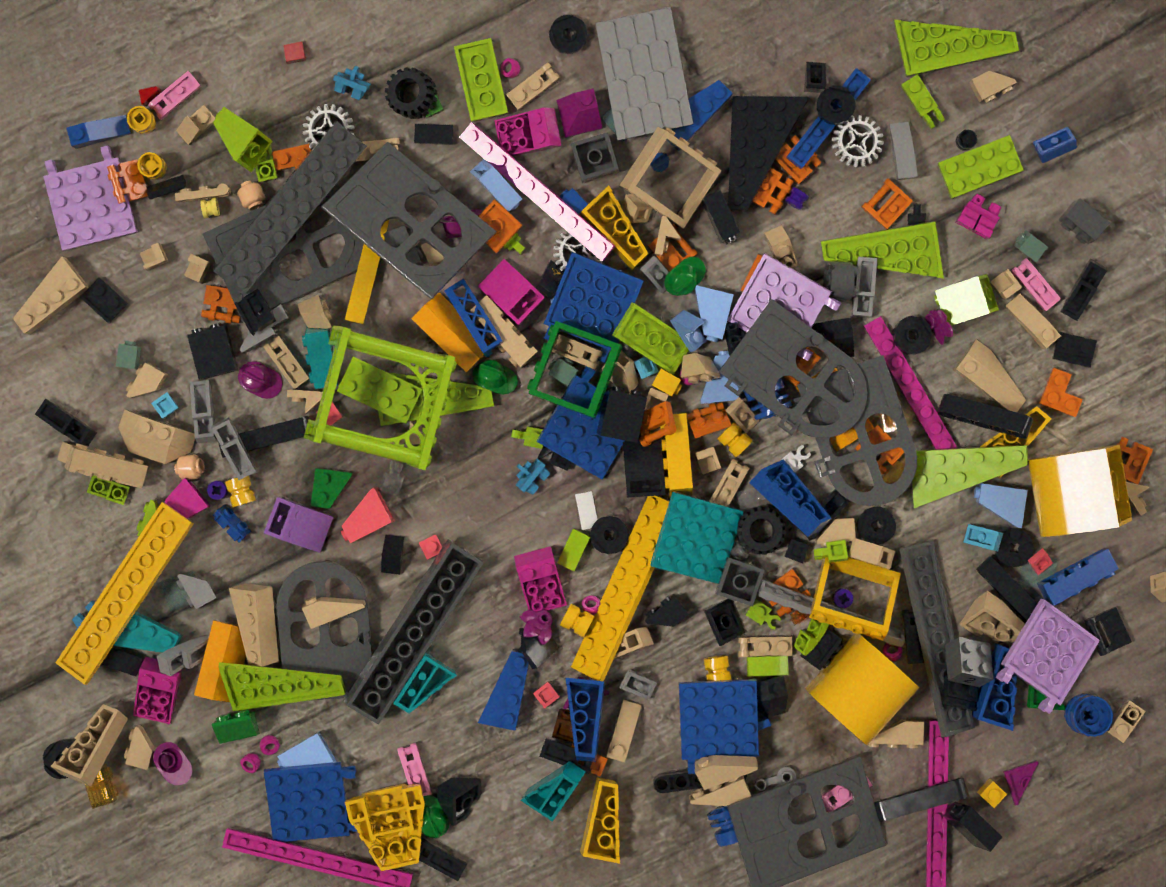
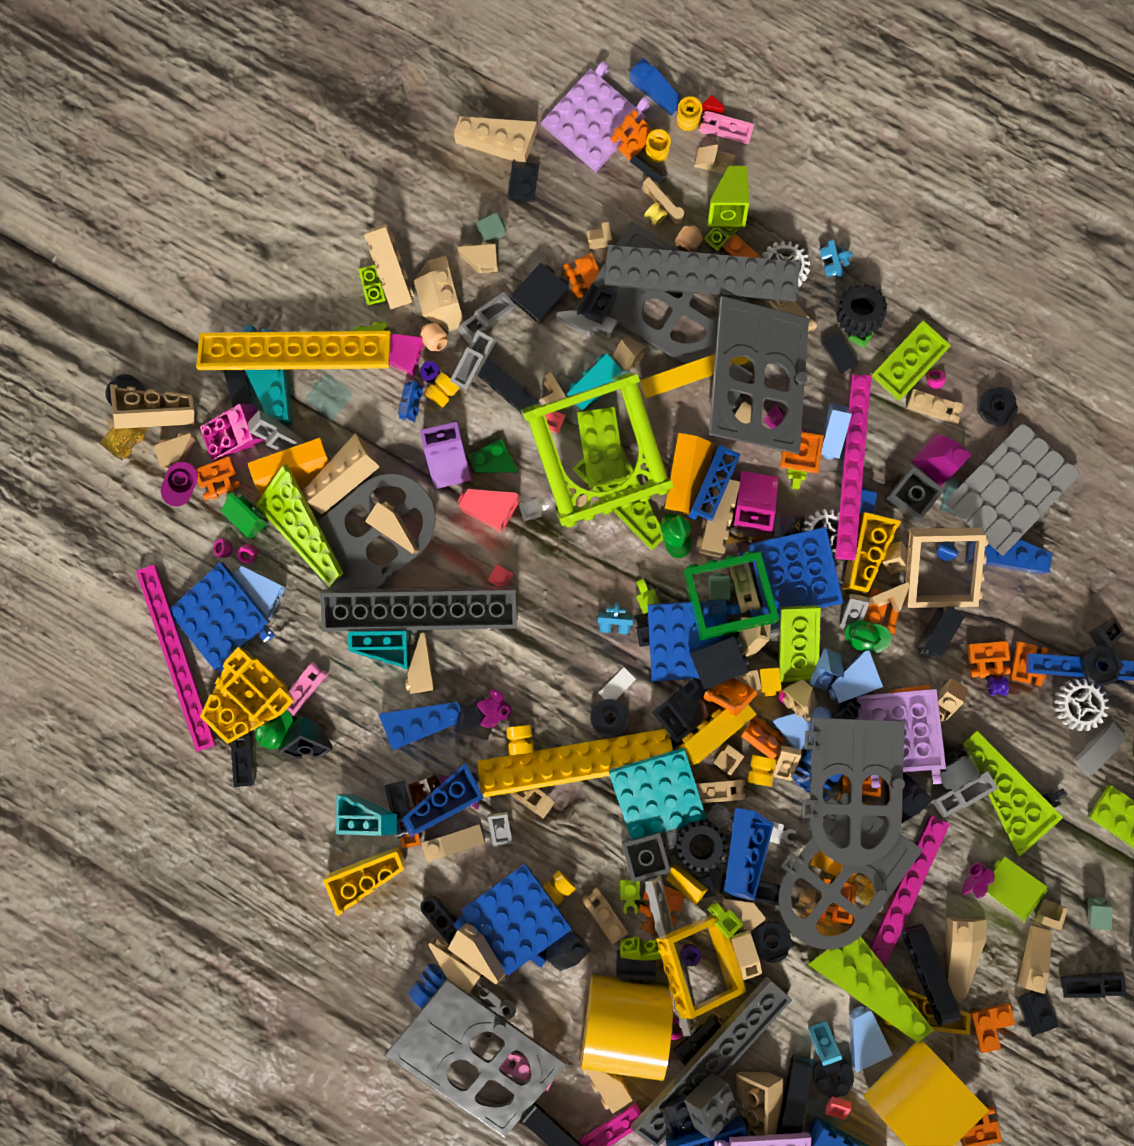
camera: 65 degrees right, 5 degrees down
(65, 423) = (403, 216): black slope -> none
(153, 257) = (585, 198): tan panel -> none
(165, 405) = (471, 284): medium azure plate -> none
(182, 727) = (216, 472): none -> orange plate
(198, 590) = (336, 411): light grey slope -> none
(260, 380) = (543, 347): magenta piece -> none
(287, 363) = (572, 359): tan plate -> none
(294, 52) = (826, 199): slope -> none
(392, 554) = (472, 549): black slope -> none
(466, 665) = (420, 672): none -> tan slope
(528, 132) = (896, 427): dark pink slope -> none
(529, 336) = (760, 537): none -> clear yellow hinge
(540, 580) = (533, 686): dark pink slope -> none
(546, 694) = (440, 755): coral plate -> none
(573, 549) = (577, 697): lime slope -> none
(593, 610) = (537, 747): dark pink piece -> none
(645, 367) = (770, 654): medium azure plate -> none
(668, 614) = (577, 814): black slope -> none
(724, 621) = (602, 865): black slope -> none
(757, 135) = (1024, 618): black wing -> none
(767, 666) = (589, 929): lime slope -> none
(783, 563) = (686, 884): none -> yellow slope
(892, 208) = (1043, 771): orange plate -> none
(913, 324) = (942, 859): black plate -> none
(987, 218) = (1090, 852): dark pink hips -> none
(1036, 285) = (1069, 941): bright pink plate -> none

